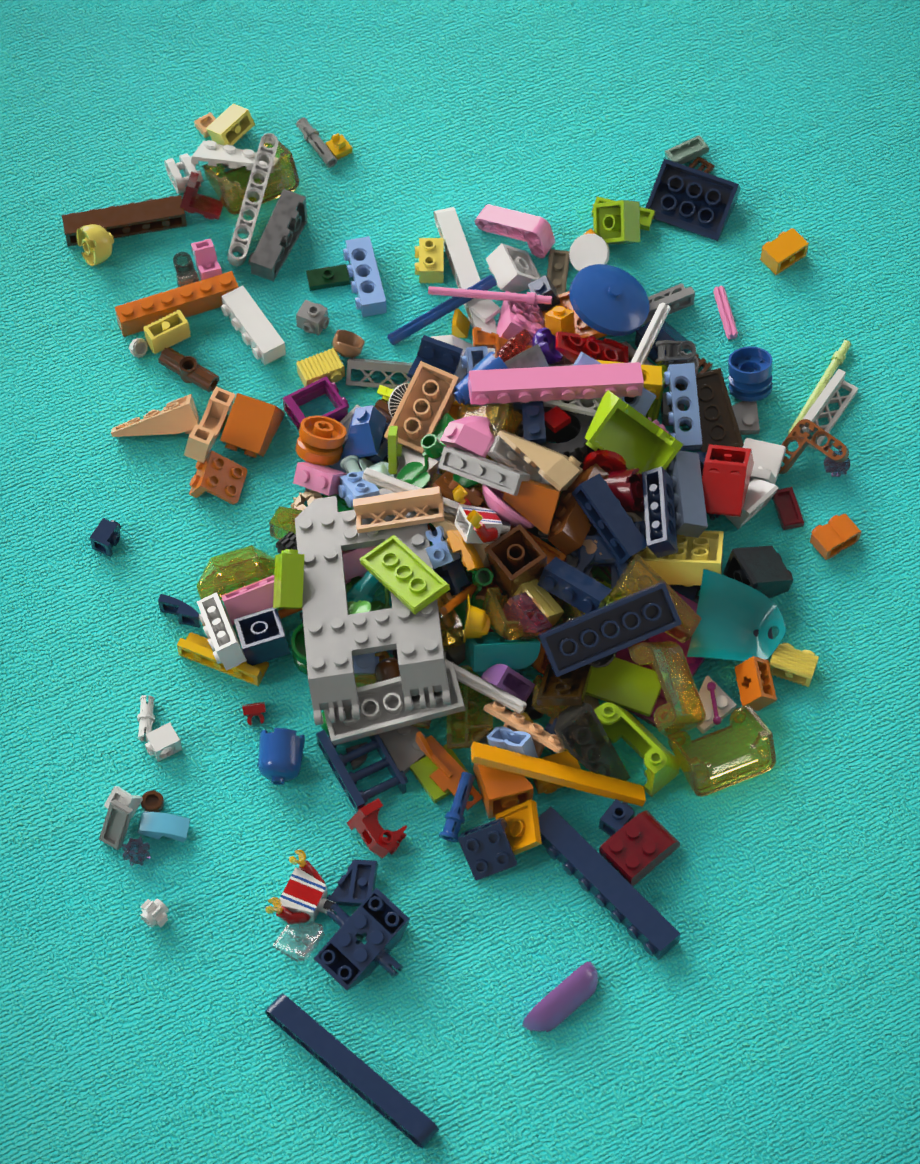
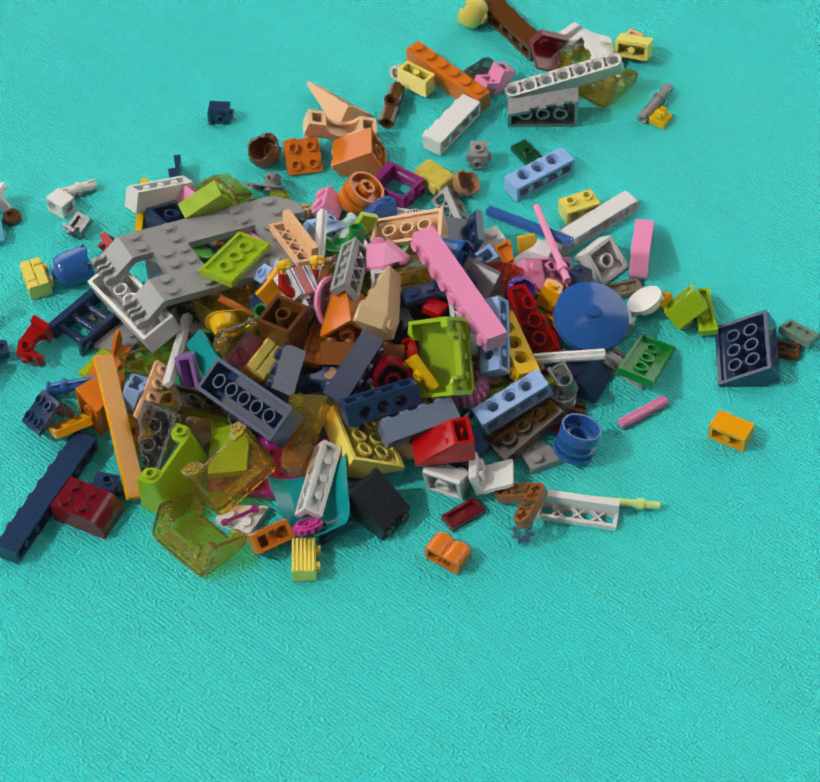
camera: 70 degrees right, 10 degrees down
(197, 511) = (264, 150): none -> reddish brown hair
(208, 734) = (78, 225): none -> flat silver bracket
(251, 523) = (271, 182): none -> light grey hinge
(270, 801) = (36, 278): none -> light yellow brick
(642, 460) = (421, 373): none -> yellow plate
(673, 281) = (646, 360): none -> green tile
(723, 608) = (318, 479): none -> white fence
(763, 635) = (307, 526): none -> dark pink gear

